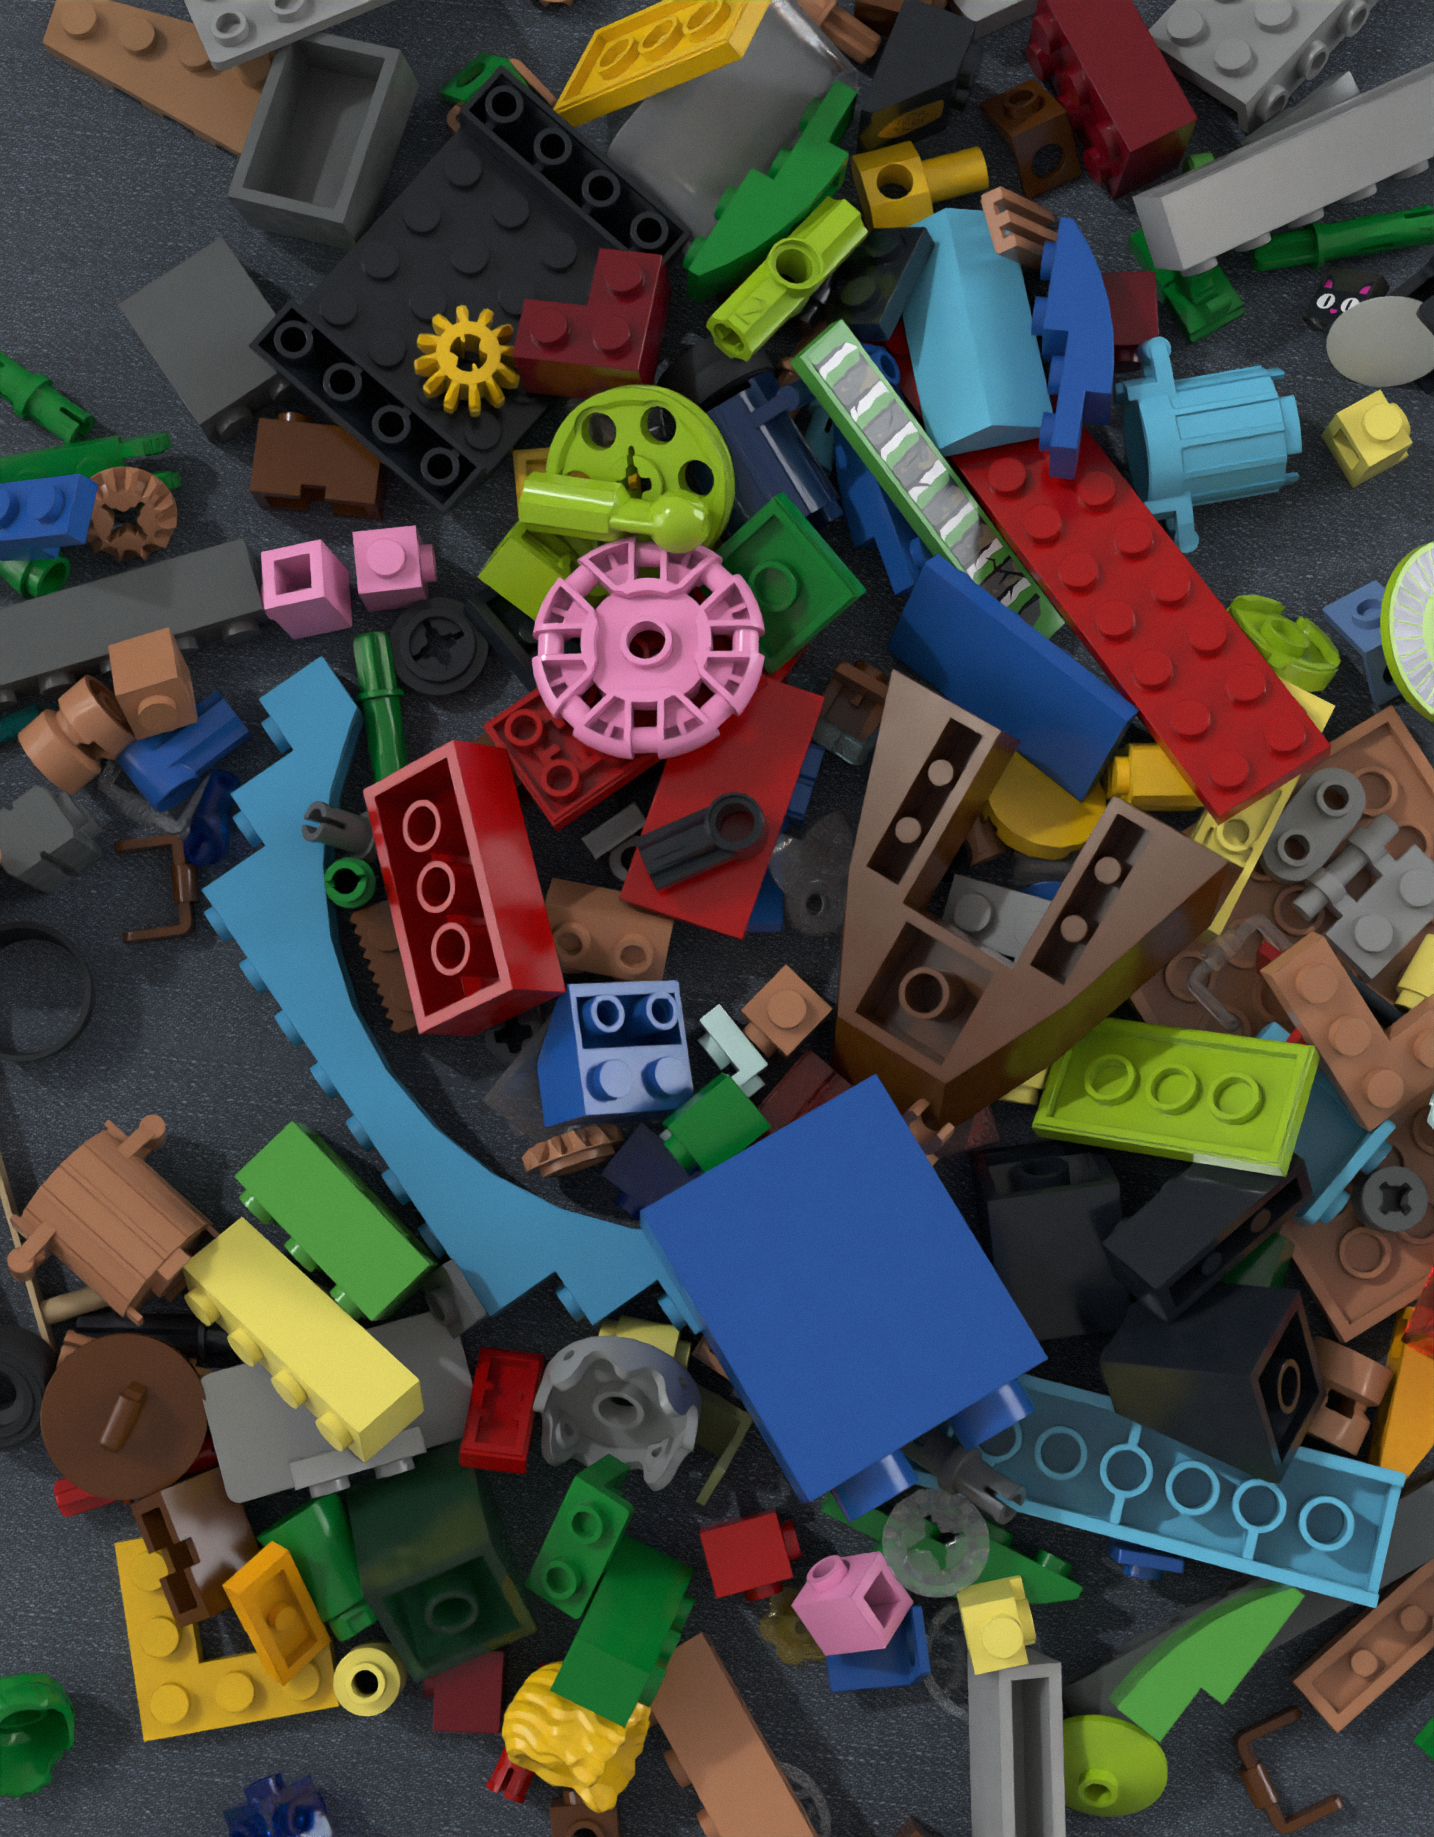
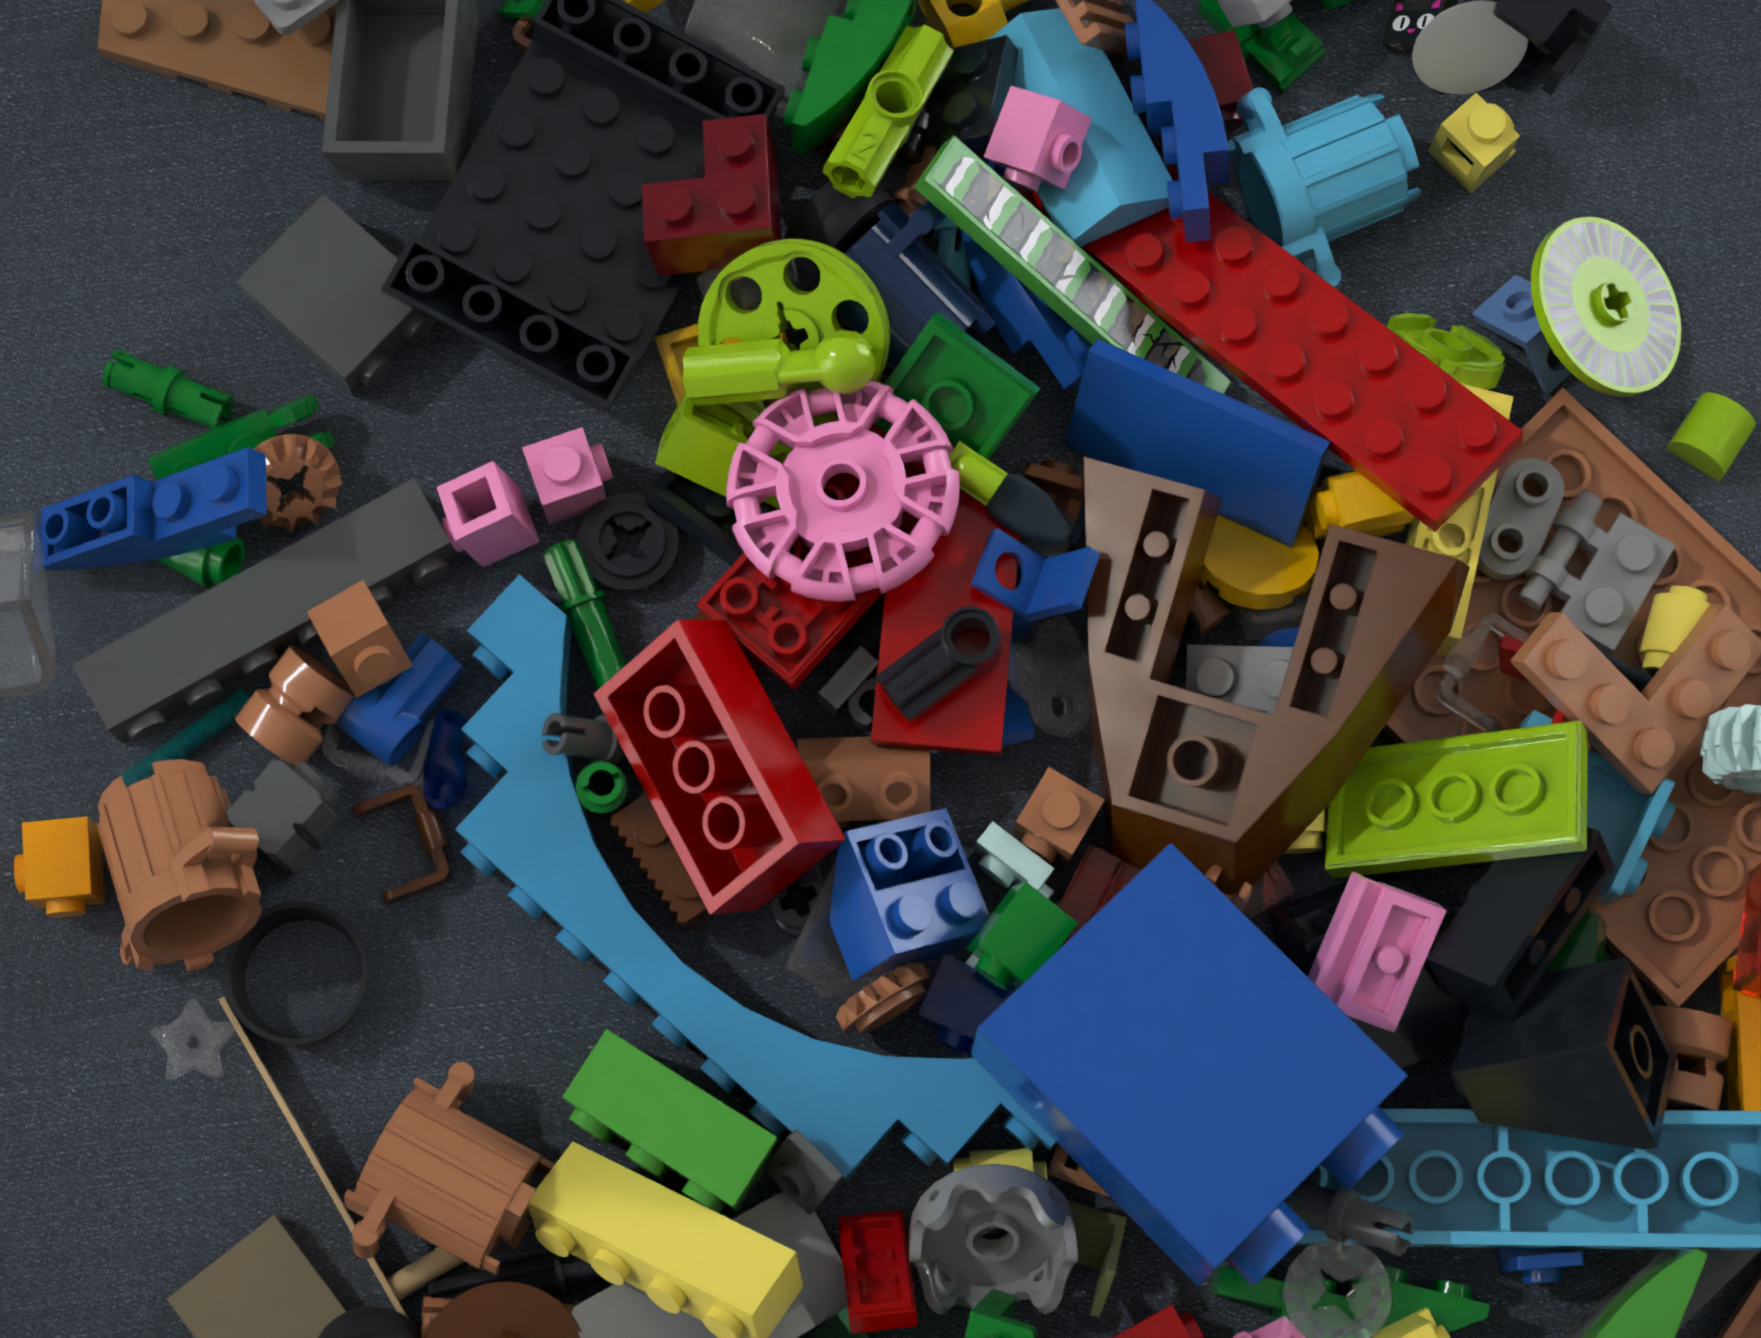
camera: 20 degrees left, 5 degrees down
(315, 463) = (468, 393): reddish brown brick -> none
(442, 363) = (573, 257): yellow gear -> none
(811, 691) = (1010, 498): none -> black piece
(829, 785) = (1046, 585): none -> blue bracket
(927, 340) = (1037, 140): none -> bright pink brick
(1053, 1223) = (1375, 950): none -> bright pink plate
(1378, 1206) = (1675, 867): dark grey wheel -> none

